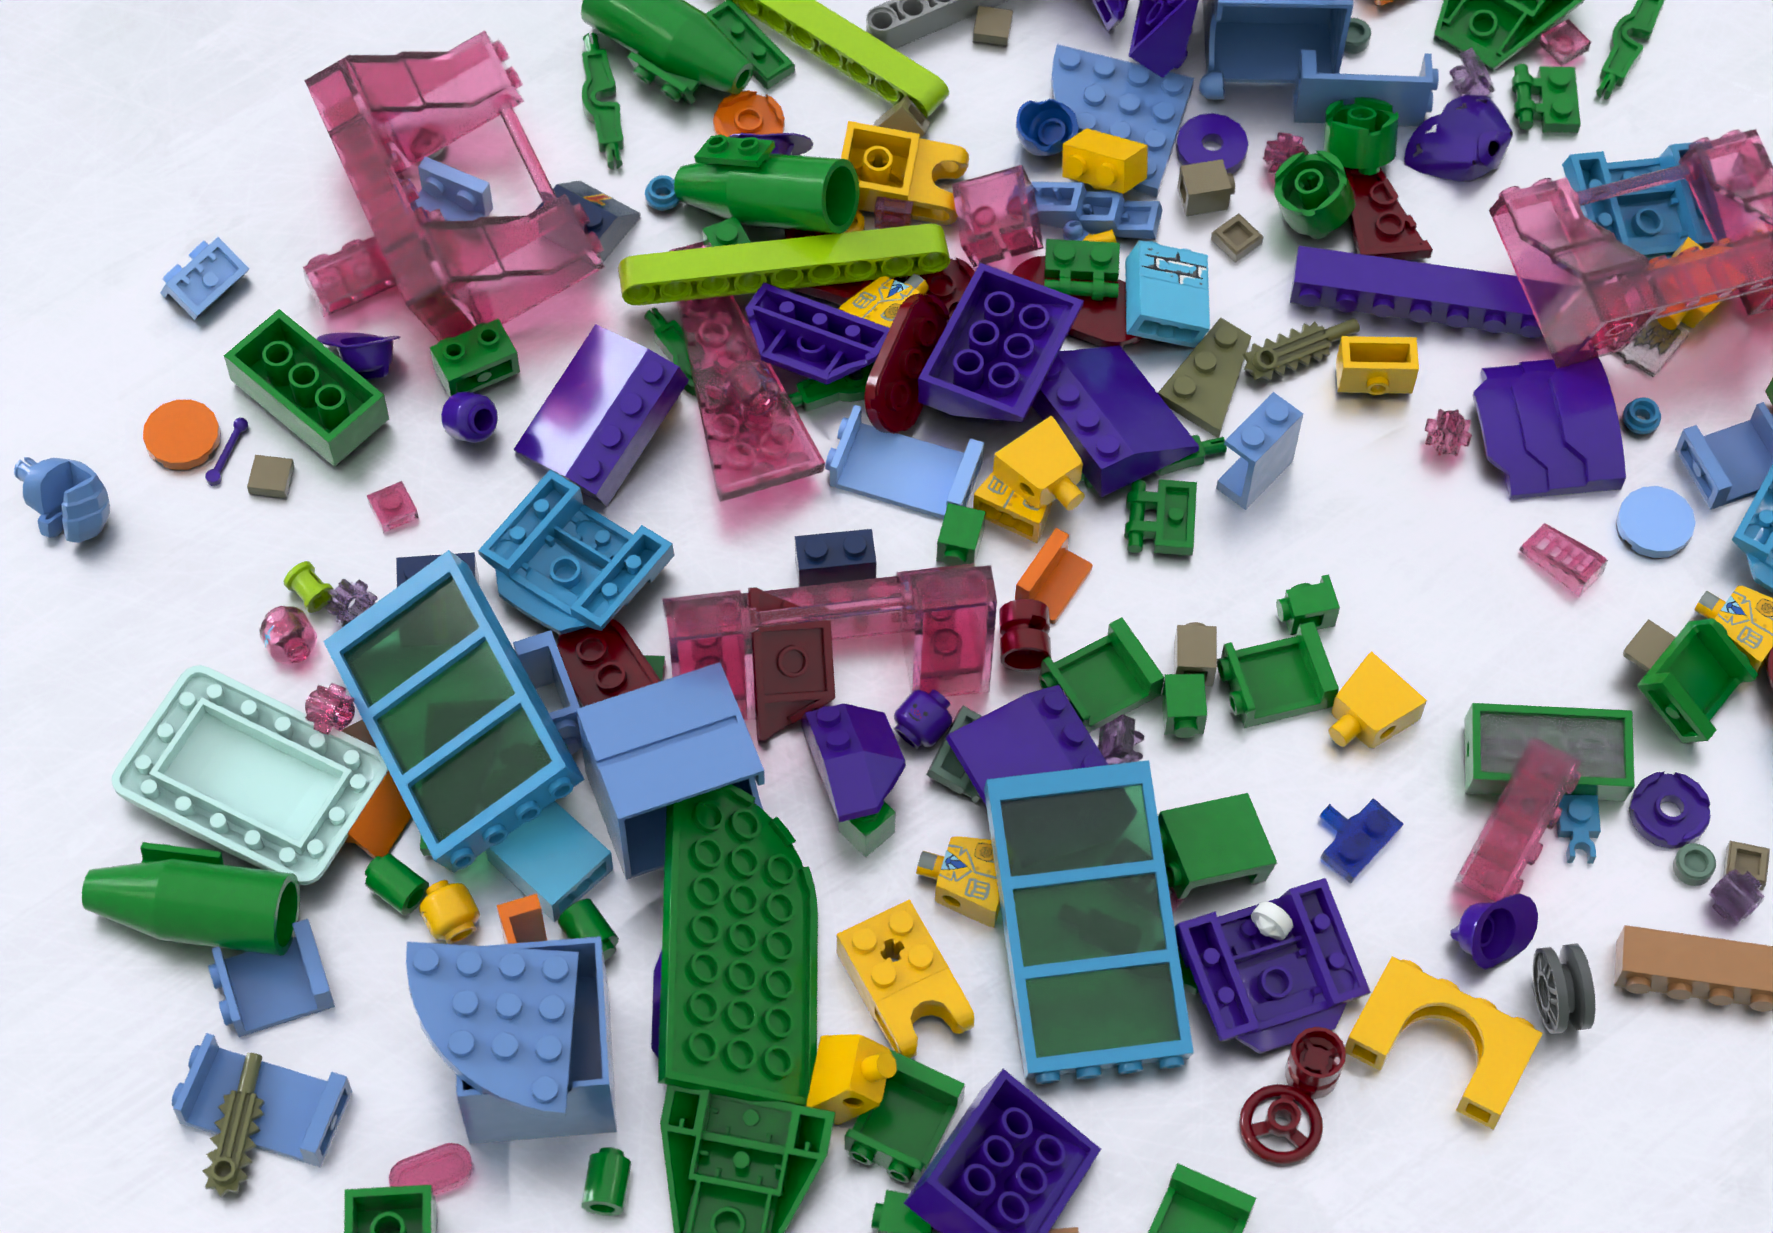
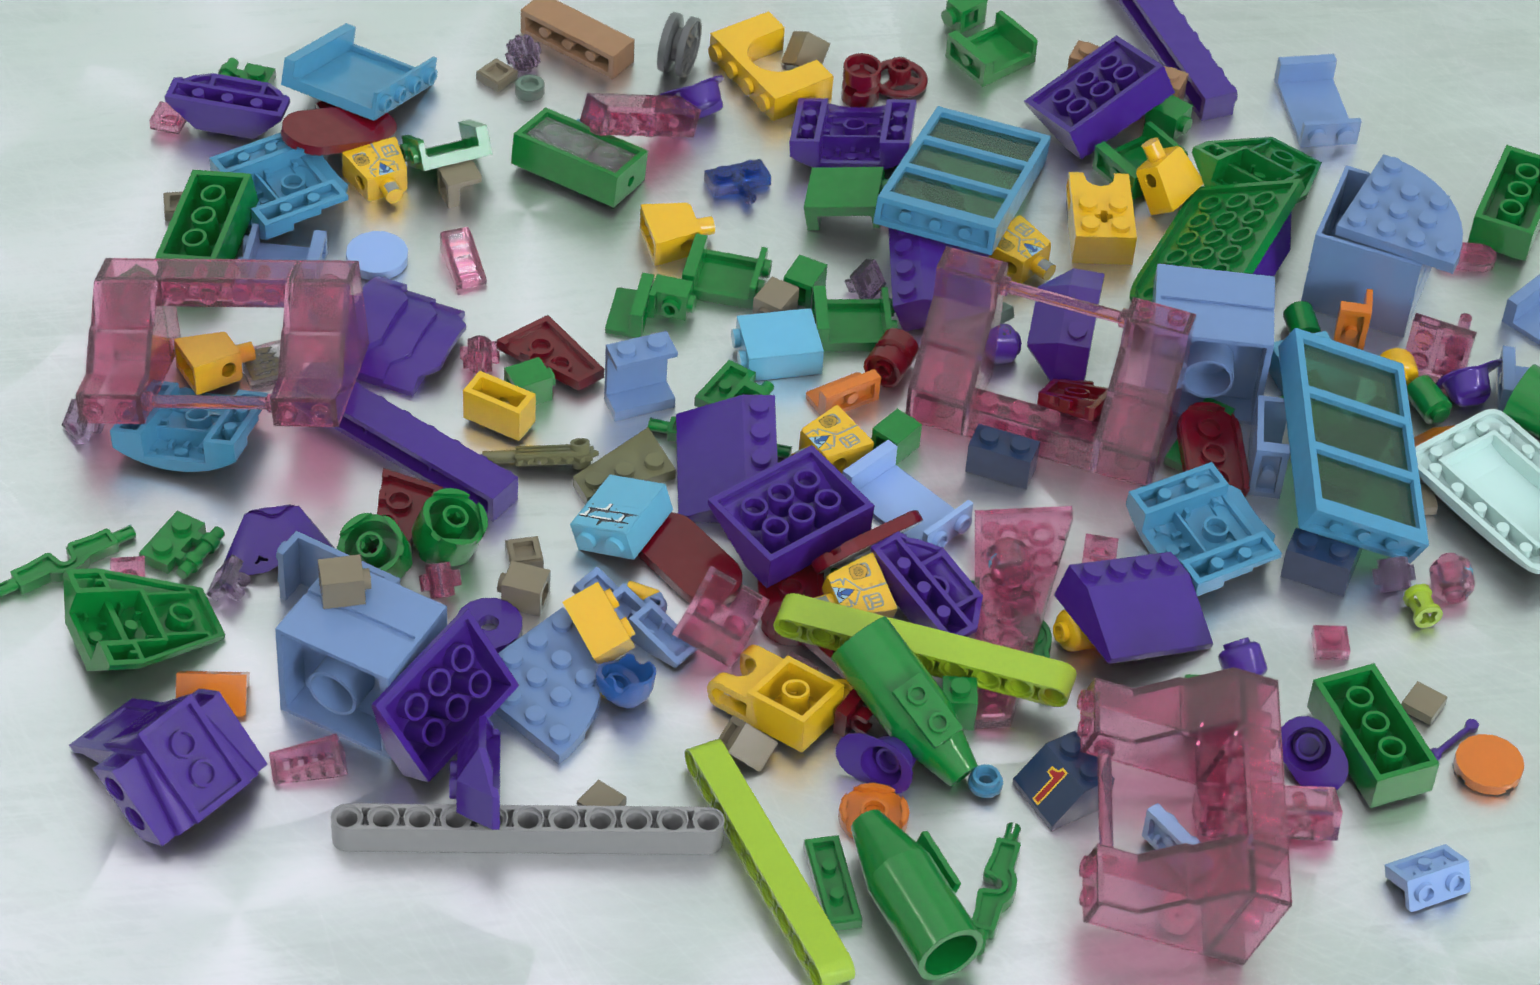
camera: 155 degrees left, 15 degrees down
(329, 708) = (1442, 489): clear pink gear -> none
(354, 929) = (1470, 384): none -> dark purple piece
(386, 945) = (1440, 345): none -> clear pink plate
(676, 496) = (1099, 548): none -> clear pink plate
(1041, 466) = (817, 421): yellow torso -> none
(1084, 262) = (670, 573): green plate -> none
(1157, 595) = (779, 344): none -> medium azure brick
(1272, 920) = (839, 141): white tile -> none
(1348, 580) = (630, 309): none -> green panel
(1373, 420) = (532, 376): none -> green brick
(1381, 479) = (556, 350): none -> dark red wing
(1417, 1093) = (805, 48): none -> dark tan panel
(1664, 829) = (503, 113): dark purple tile -> none

